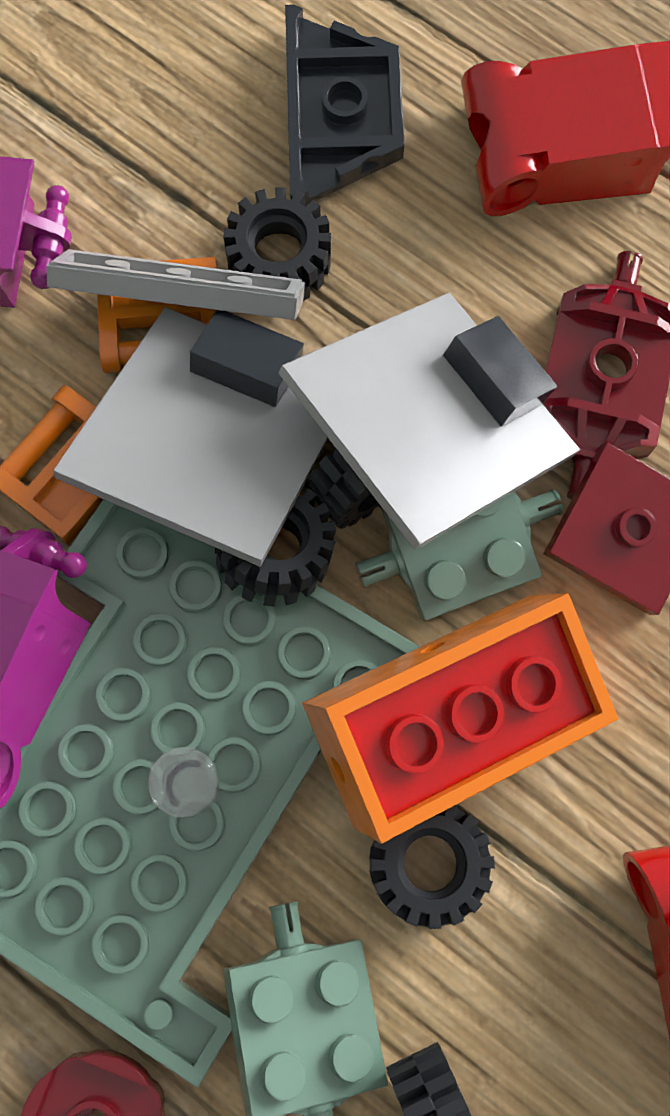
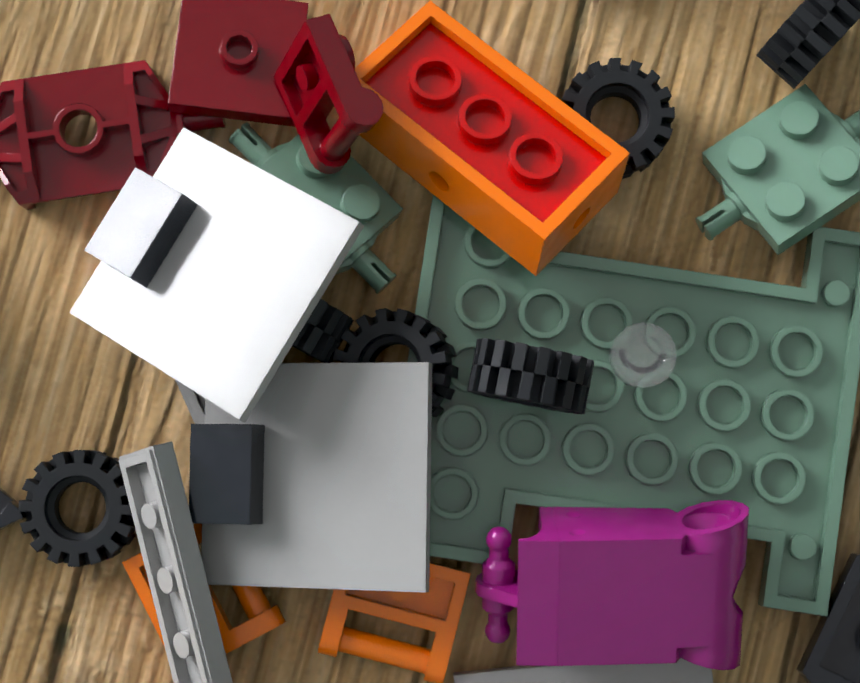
camera: 110 degrees left, 10 degrees up
(205, 654) = (530, 375): none -> black tyre
(584, 573) = (320, 76): none -> dark red plate

